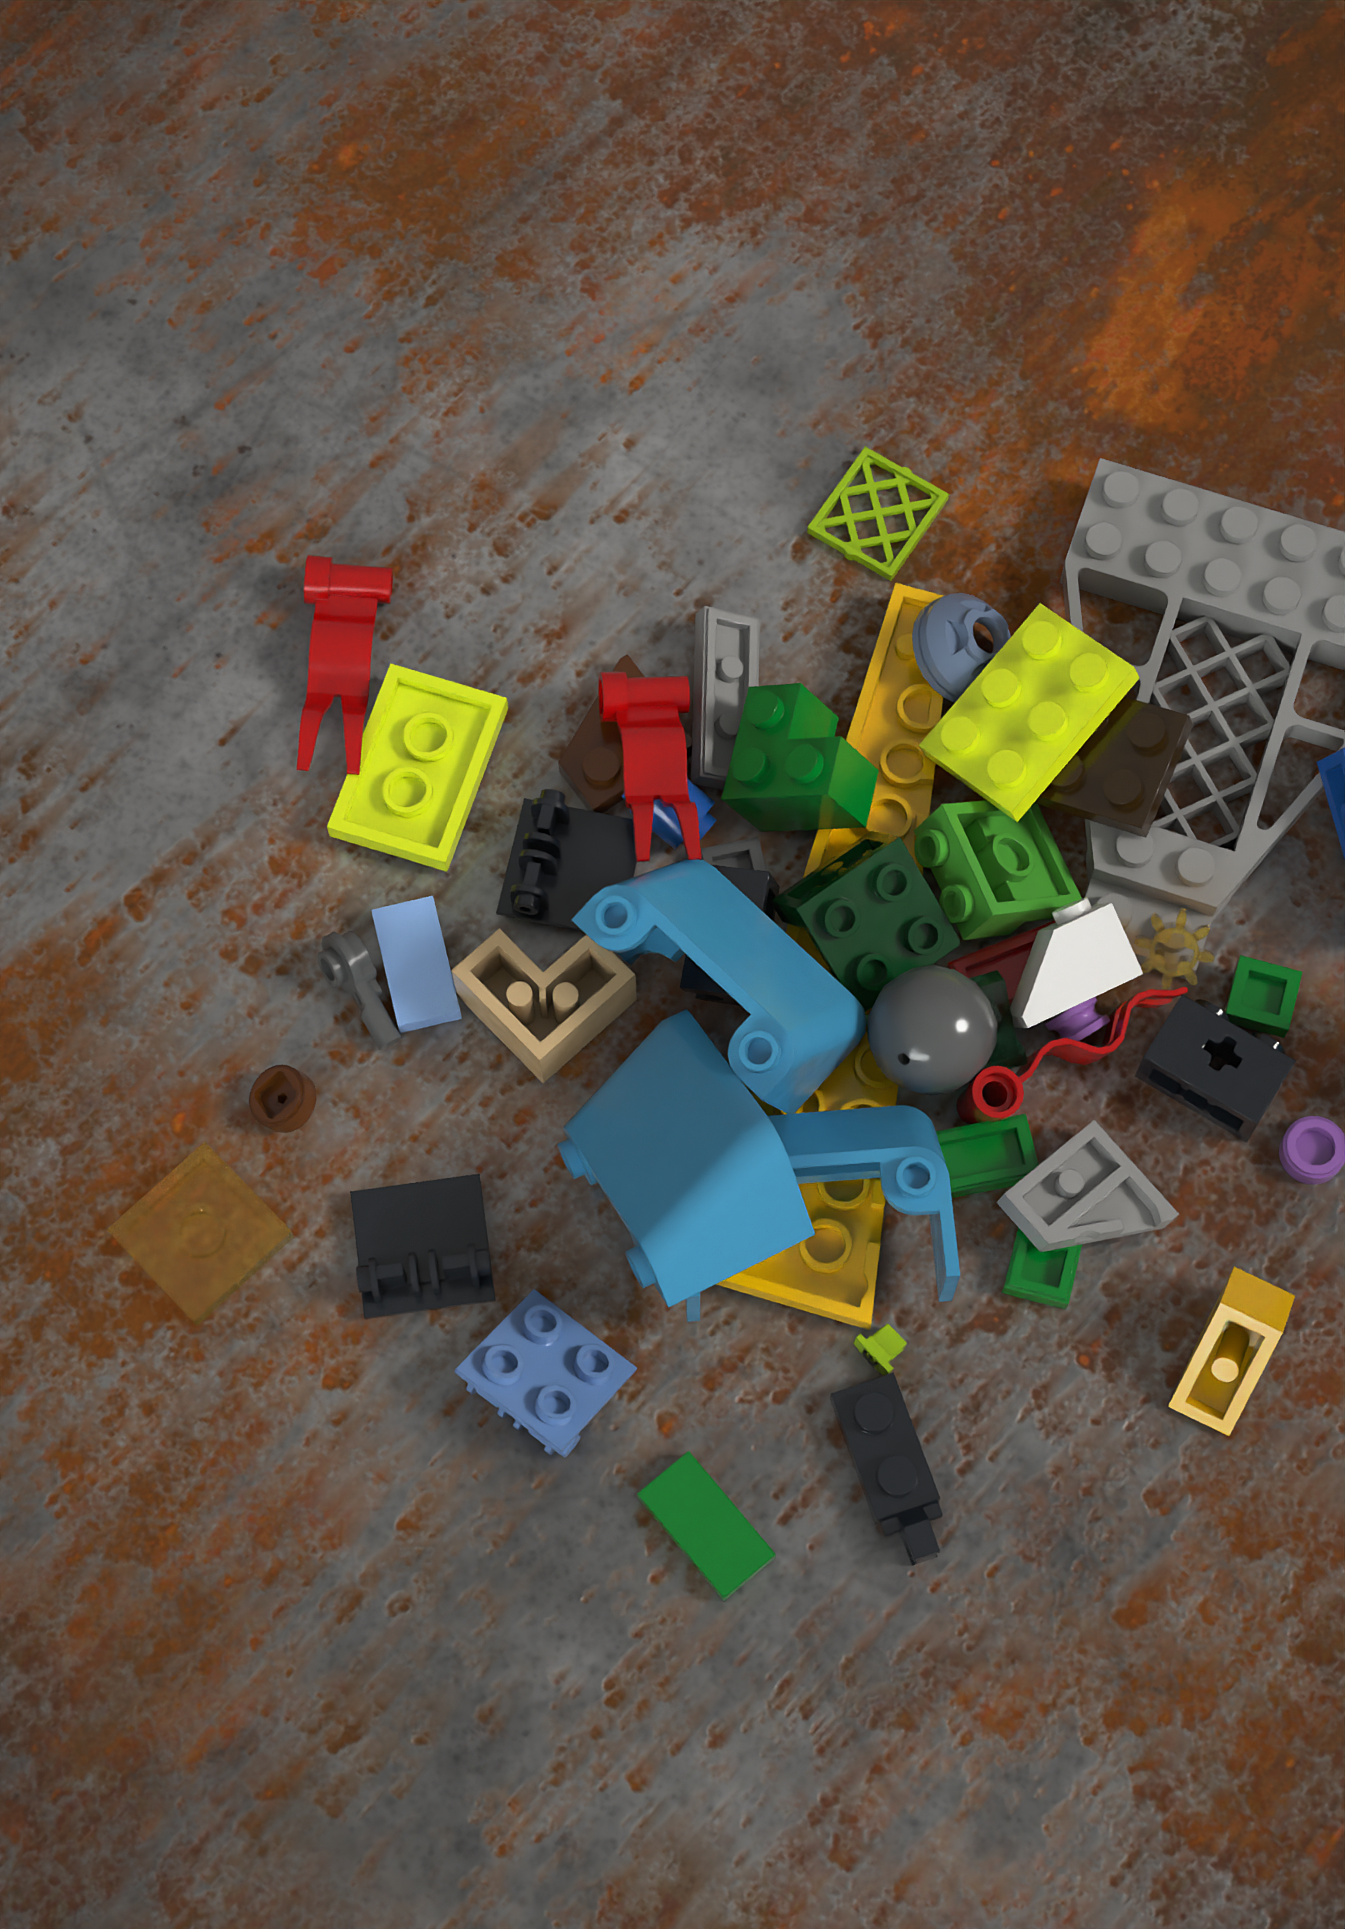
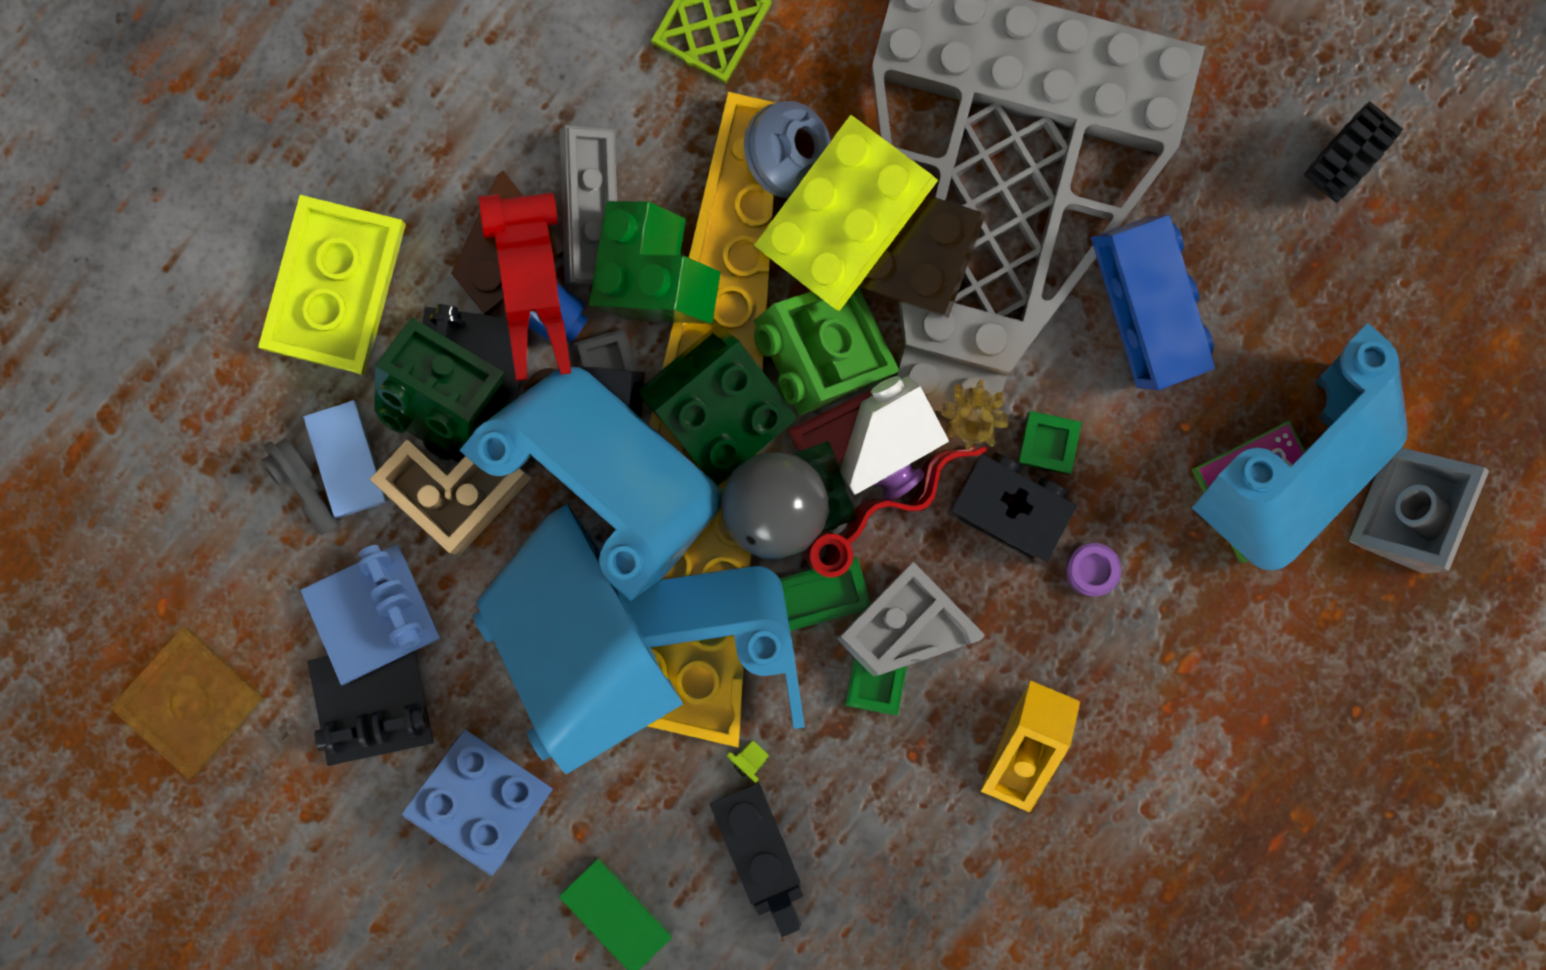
camera: 10 degrees left, 15 degrees up
(282, 1098) = (244, 586): reddish brown tile -> none
(340, 649) = (256, 183): red flag -> none
(432, 1138) = (370, 613): none -> medium blue hinge
(530, 879) = (433, 389): none -> dark green bracket

